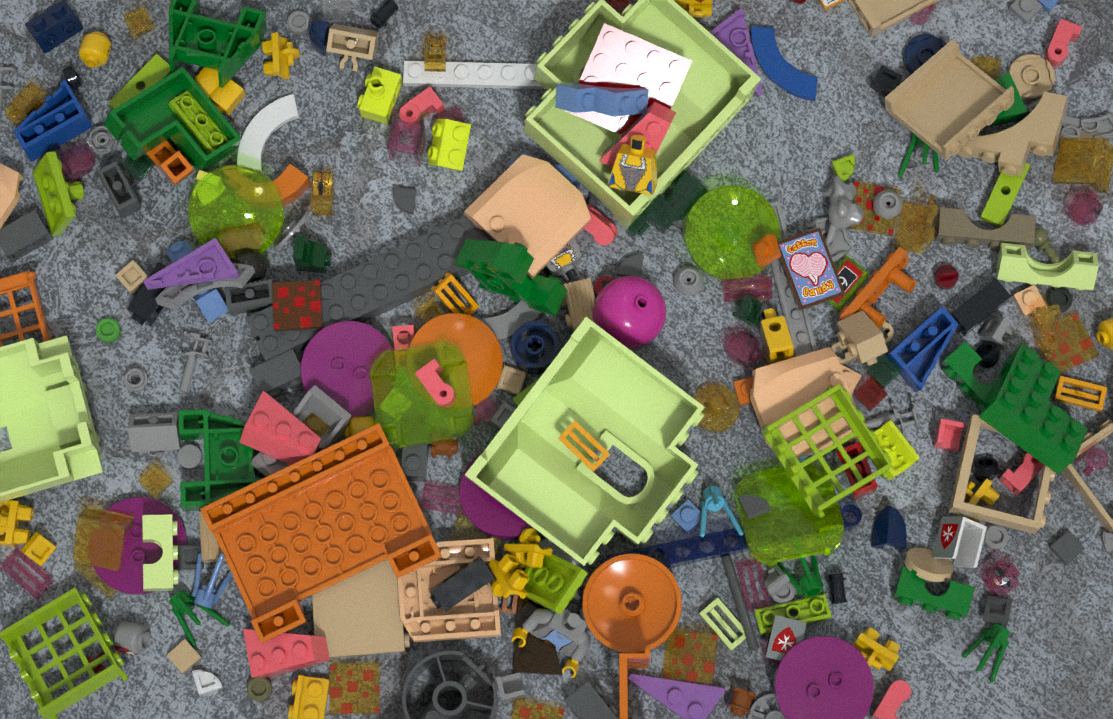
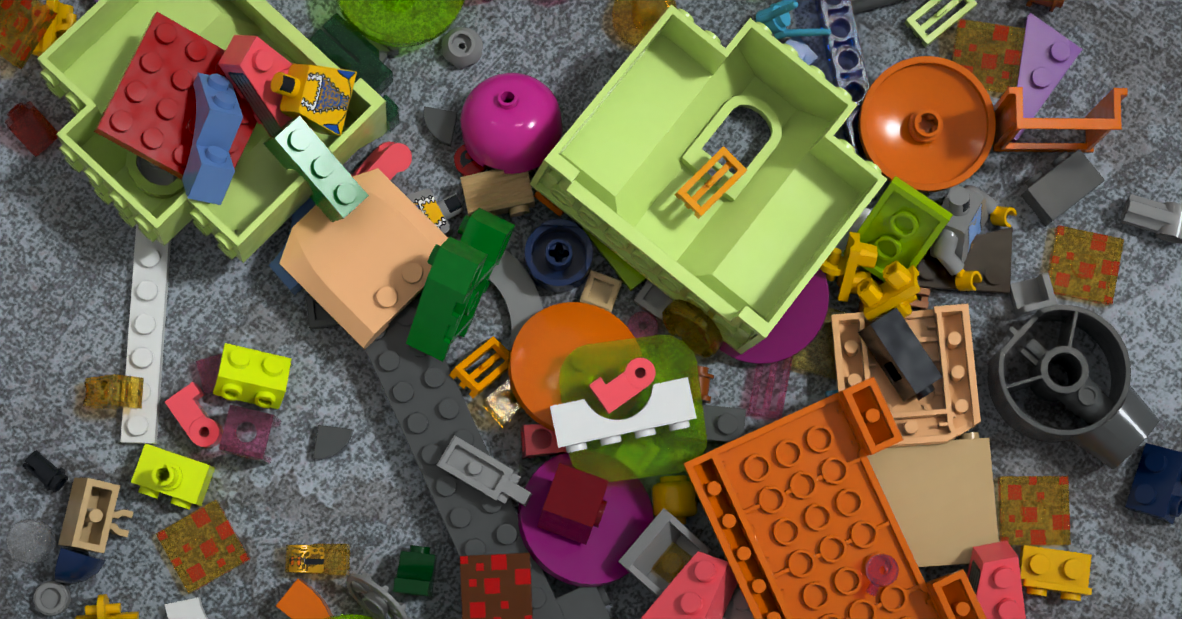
camera: 95 degrees left, 5 degrees up
(301, 564) = (876, 578): none -> clear pink piece
(333, 118) = (203, 546): none -> clear yellow tile
(354, 353) = (573, 504): none -> dark red head
(377, 294) = (482, 472): none -> light grey hinge
(410, 354) = (668, 404): none -> white arch
(480, 442) = (692, 327): none -> clear yellow tile
(582, 170) = (303, 151): none -> arch

